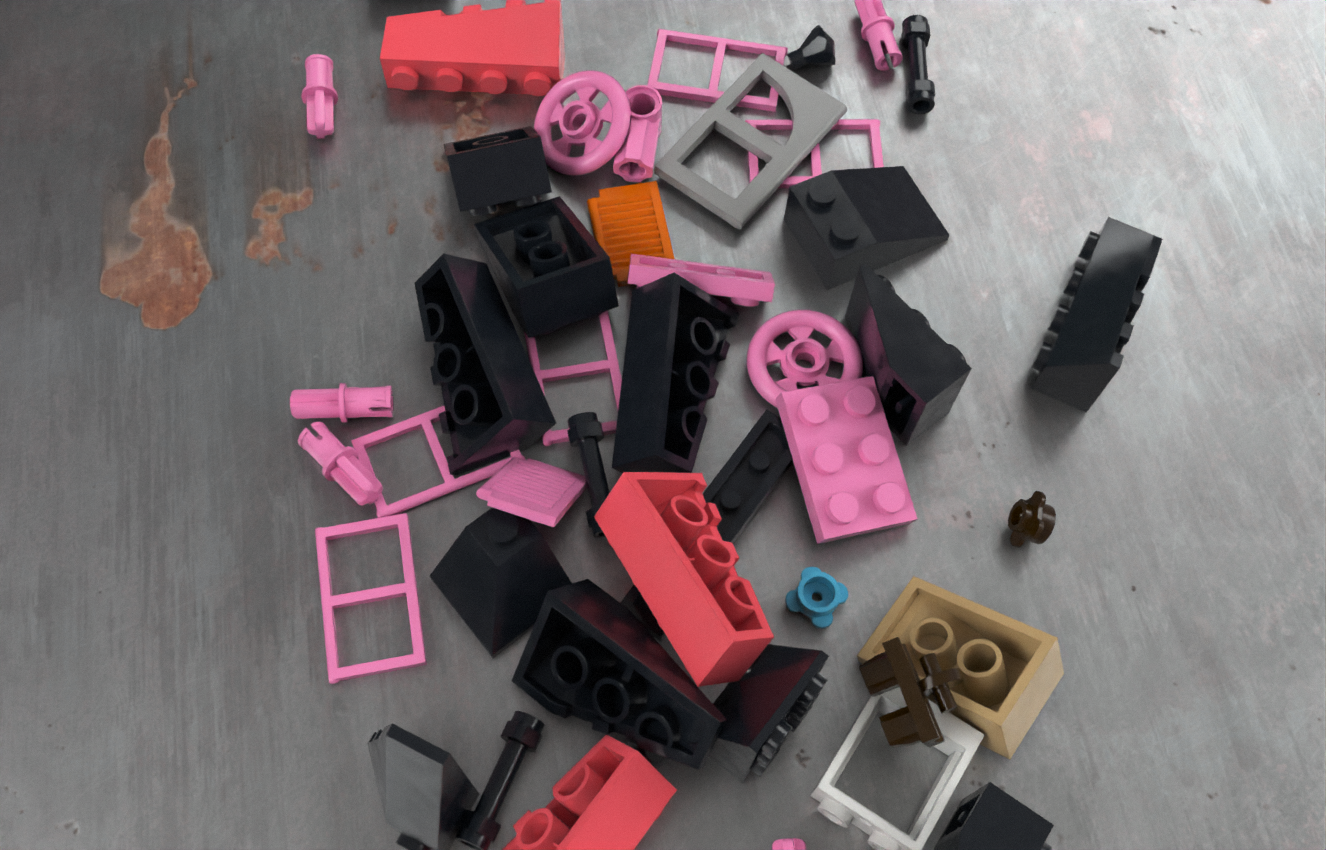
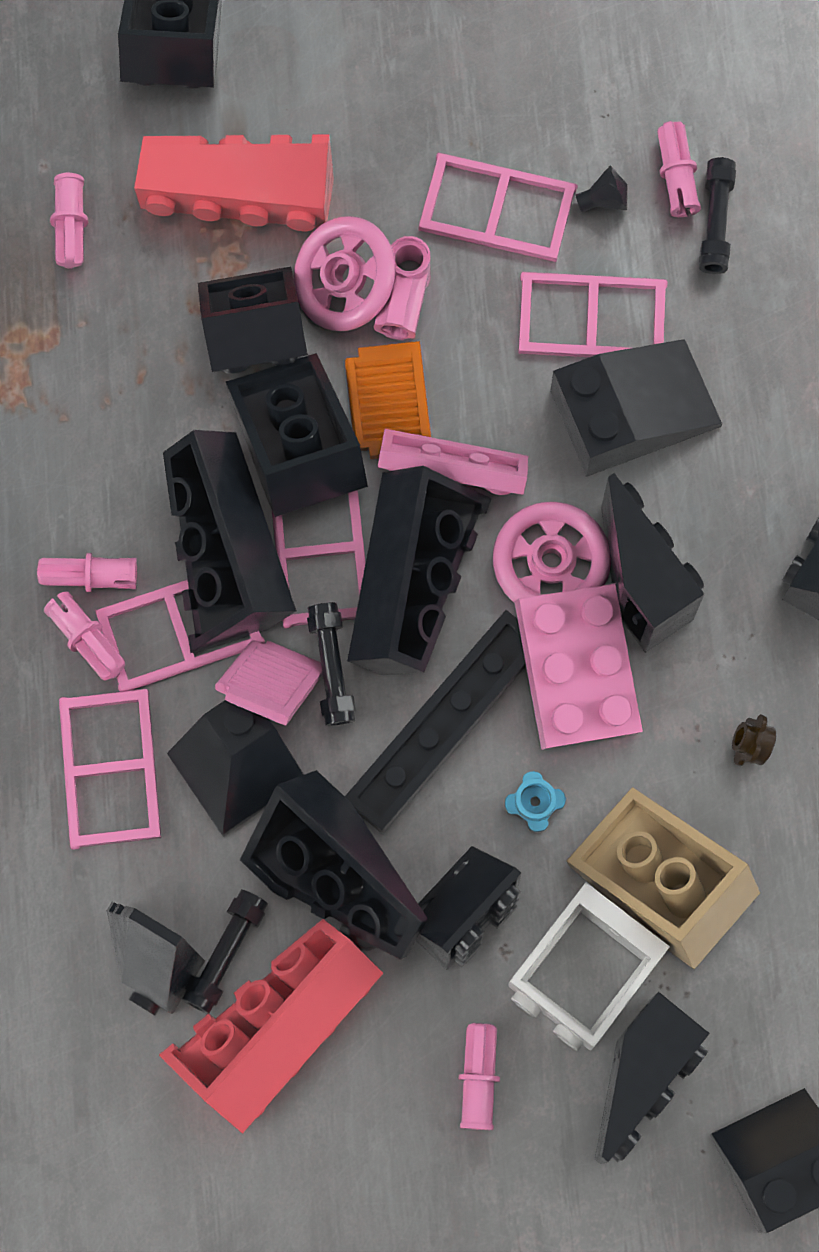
camera: 10 degrees right, 10 degrees up
(686, 572) = (406, 772): coral wedge -> none
(812, 117) = (594, 275): light grey window -> none
(917, 720) = (595, 883): dark brown hips -> none

